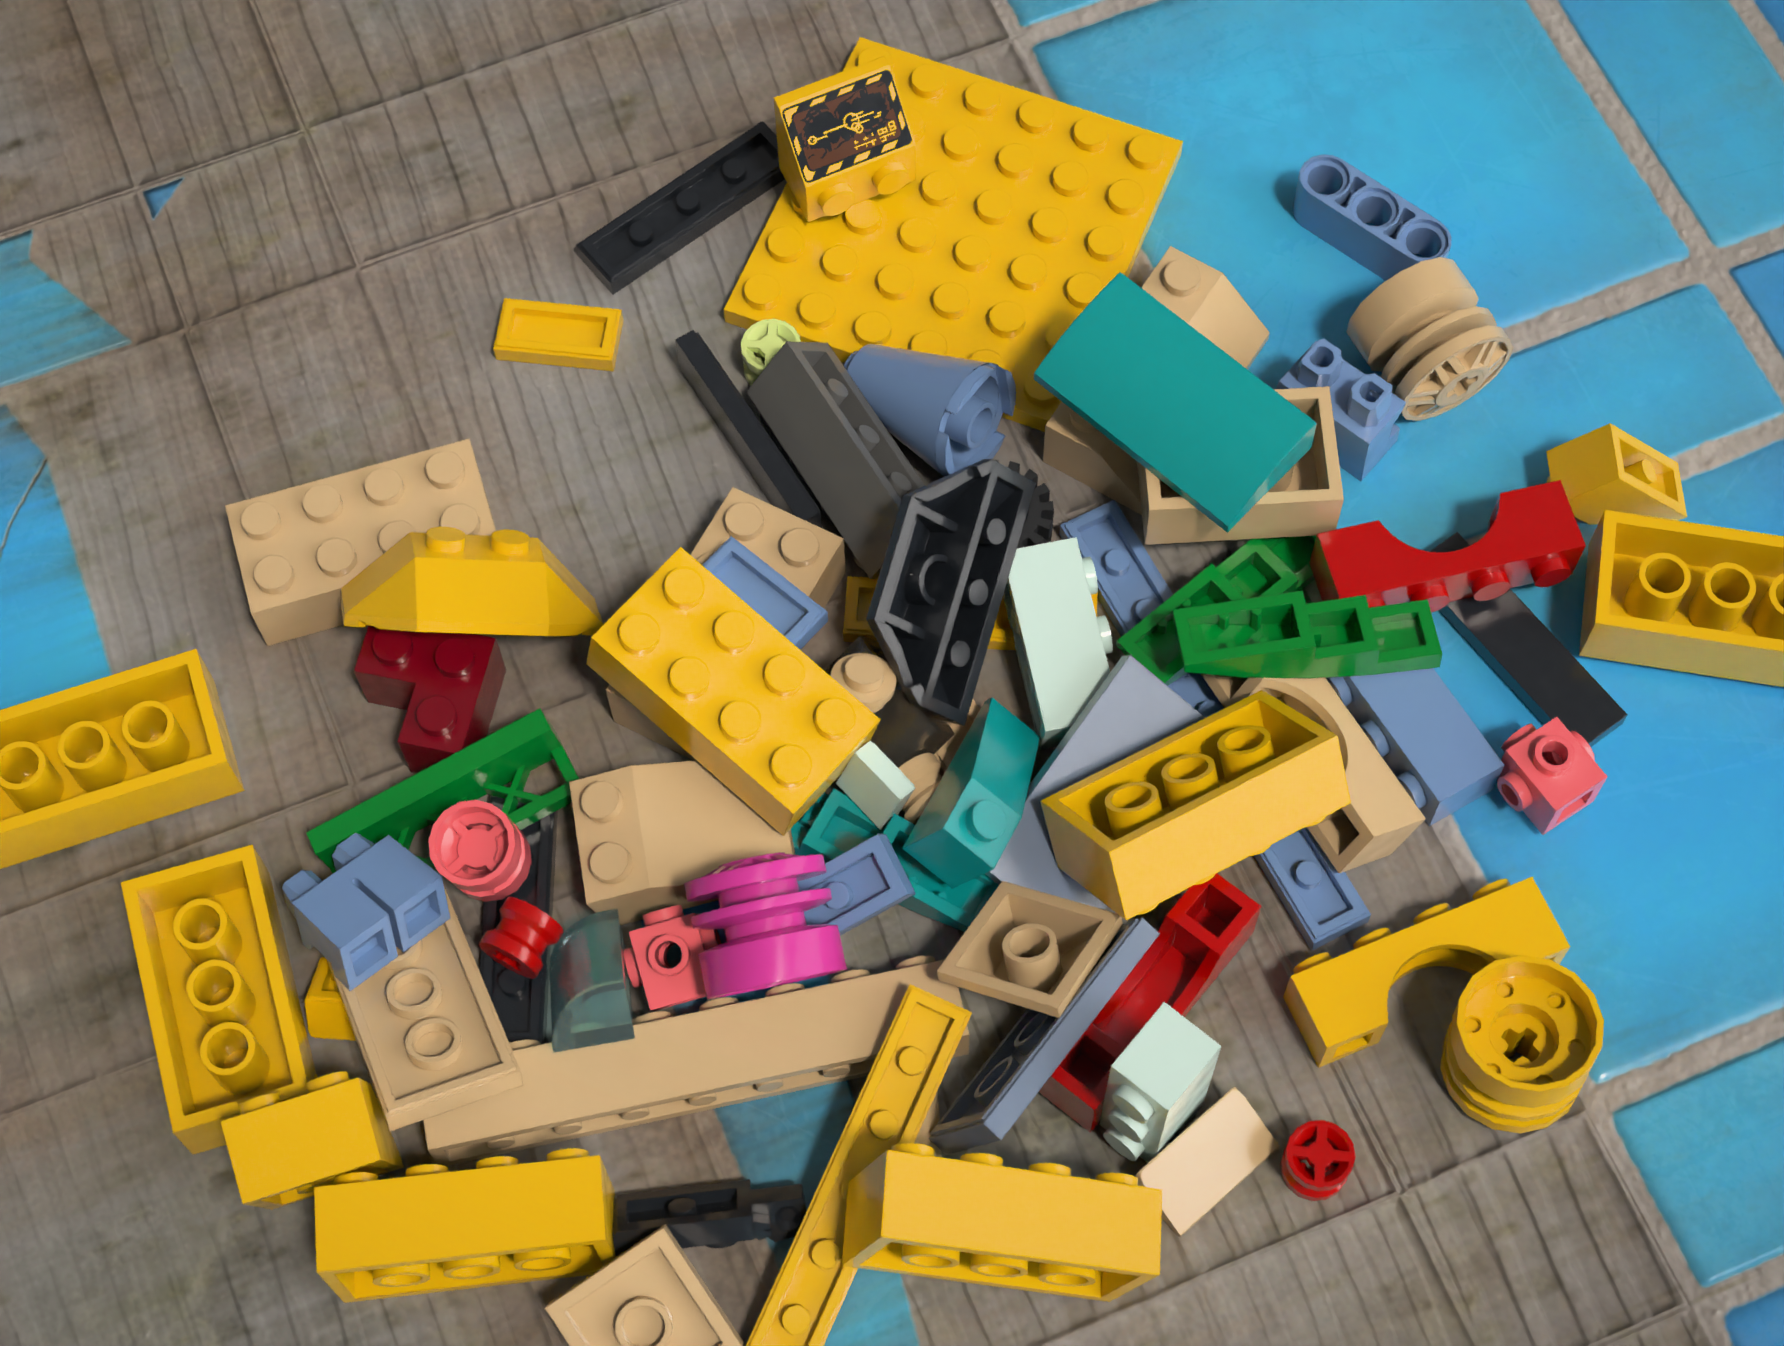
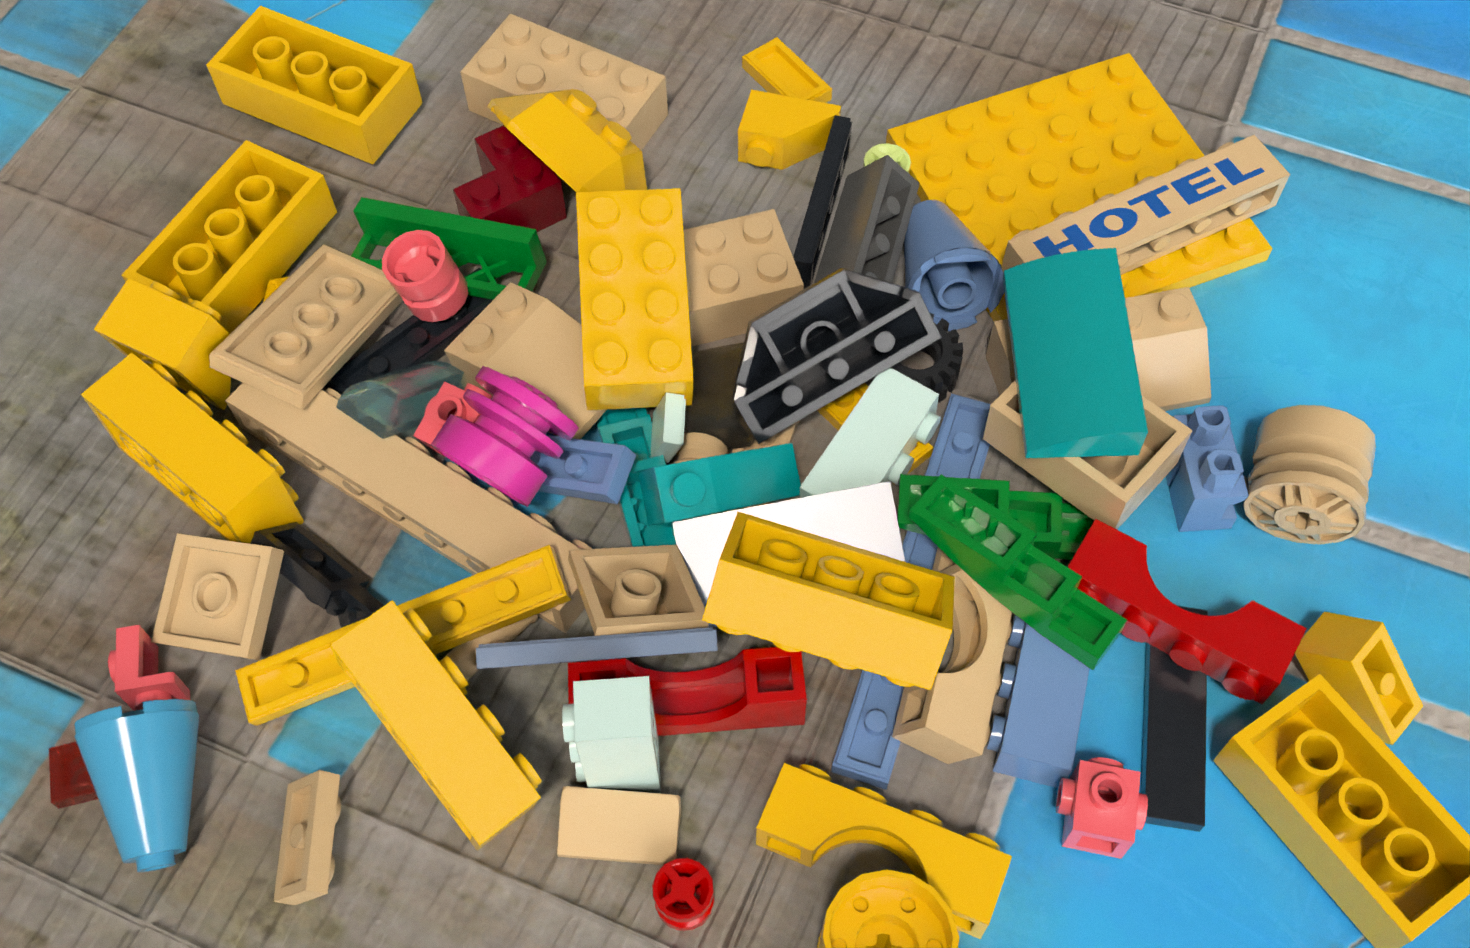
camera: 45 degrees right, 5 degrees down
(367, 907) = (322, 239): medium blue hips -> none
(521, 937) = (398, 341): red wheel -> none
(626, 395) = (783, 129): none -> yellow slope
(683, 209) = (930, 68): black tile -> none
(767, 592) = (711, 271): medium blue tile -> none
(844, 139) = (1045, 77): slope -> none
(866, 678) = (715, 360): tan plate -> none
(1068, 211) = (1164, 210): none -> tan brick
(1359, 200) = (1349, 374): medium blue beam -> none

